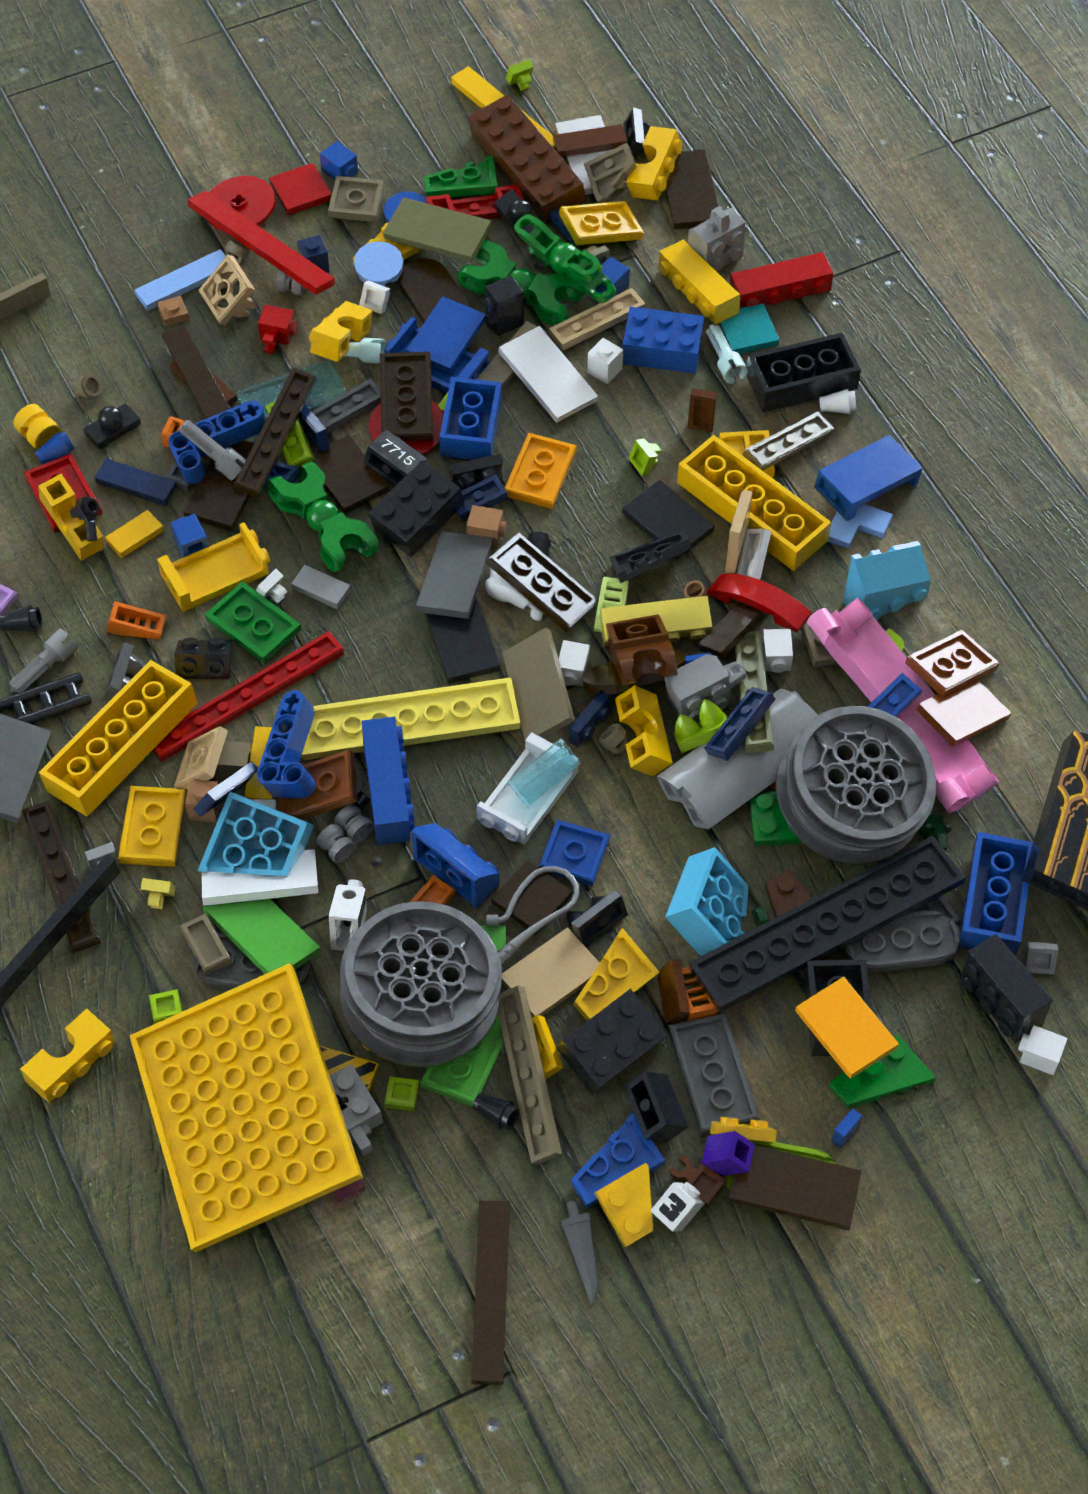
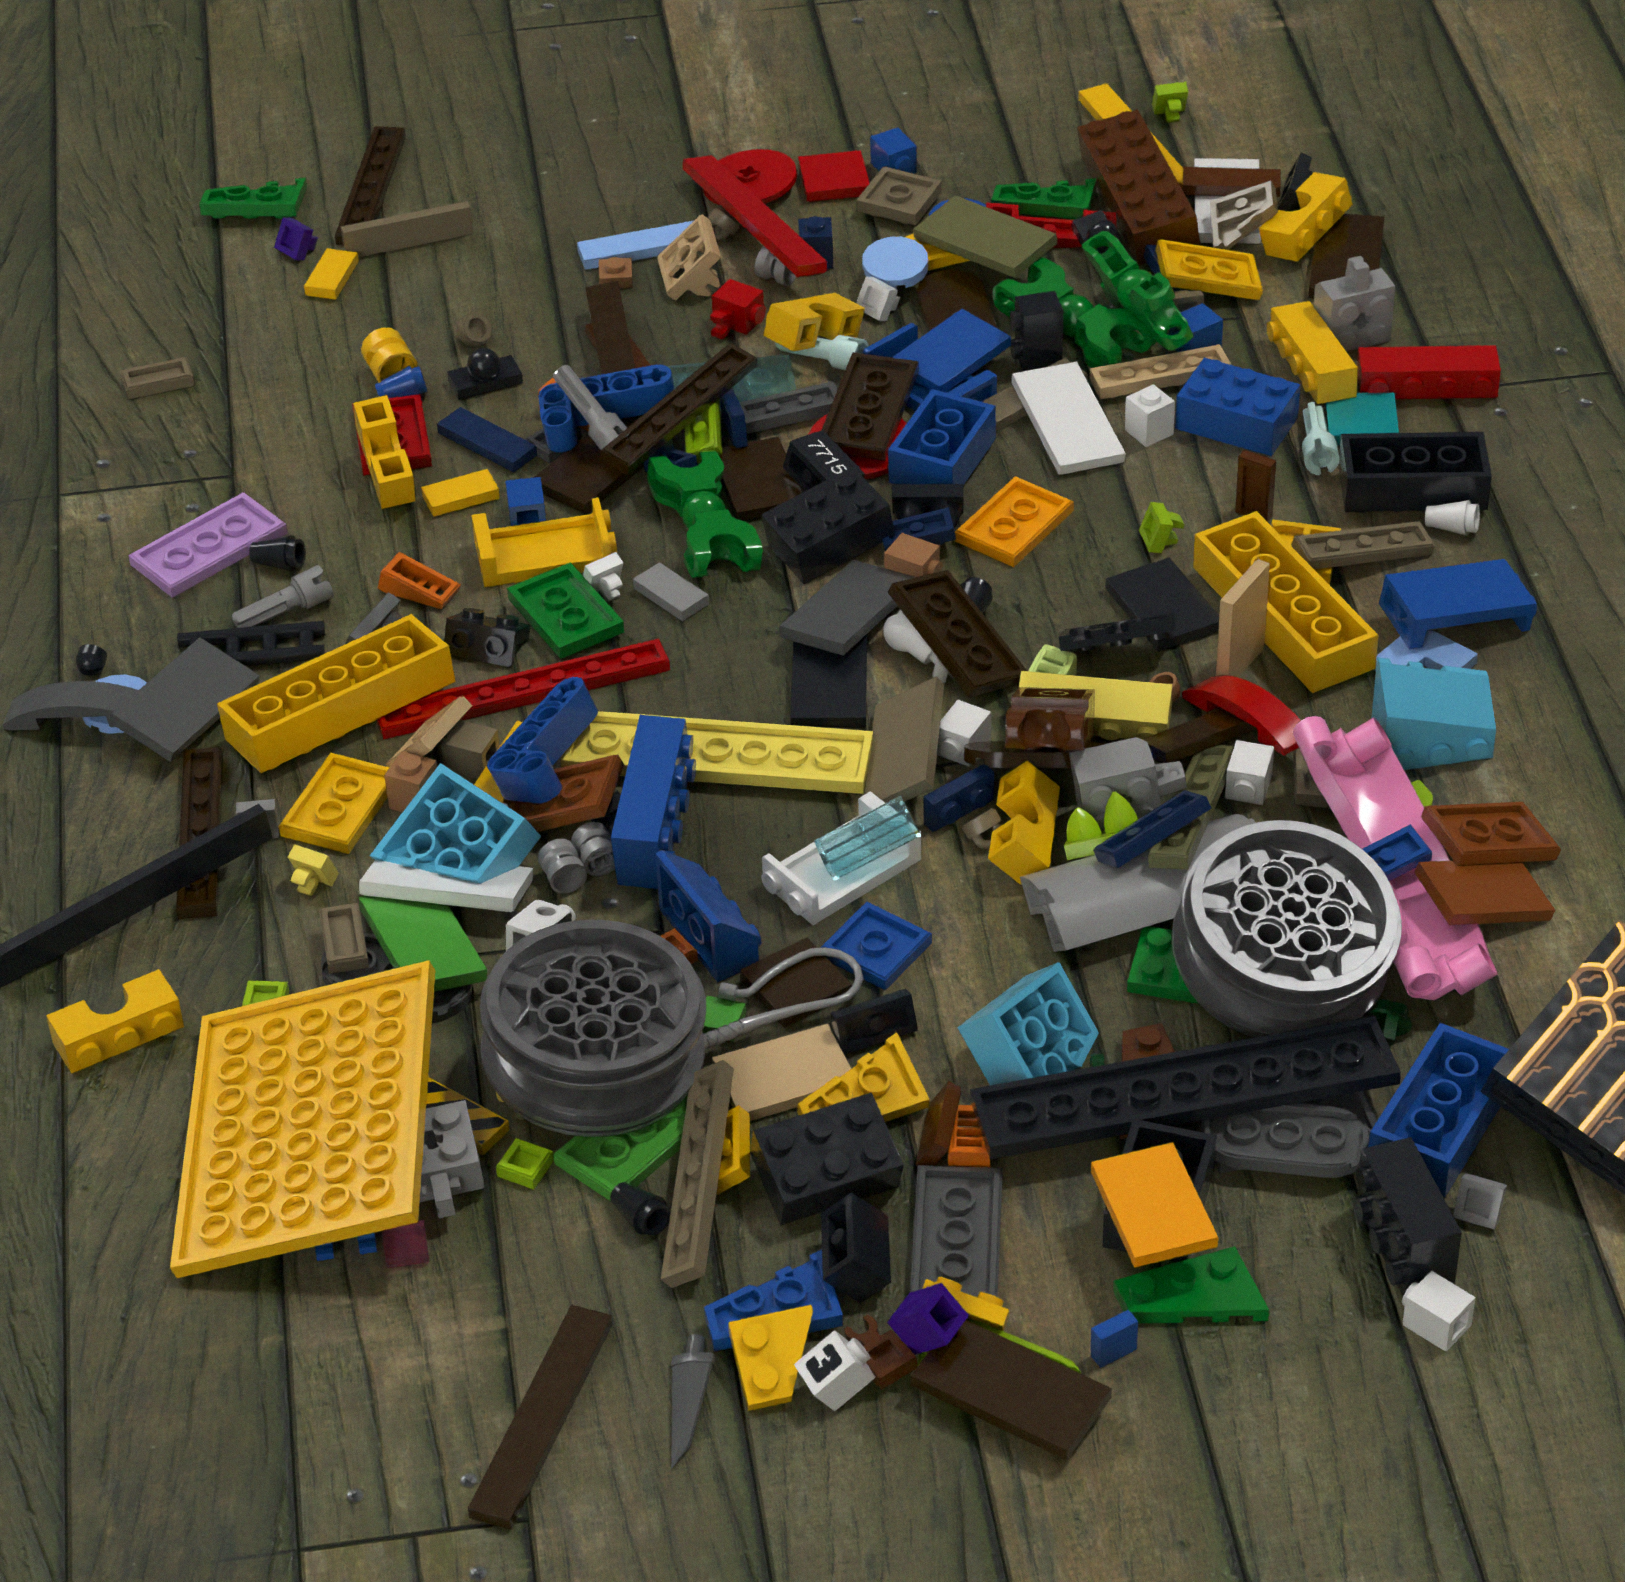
camera: 20 degrees right, 15 degrees down
(87, 509) = (400, 439): black piece -> none
(221, 791) = (419, 764): tile -> none
(754, 552) = (1261, 652): white tile -> none

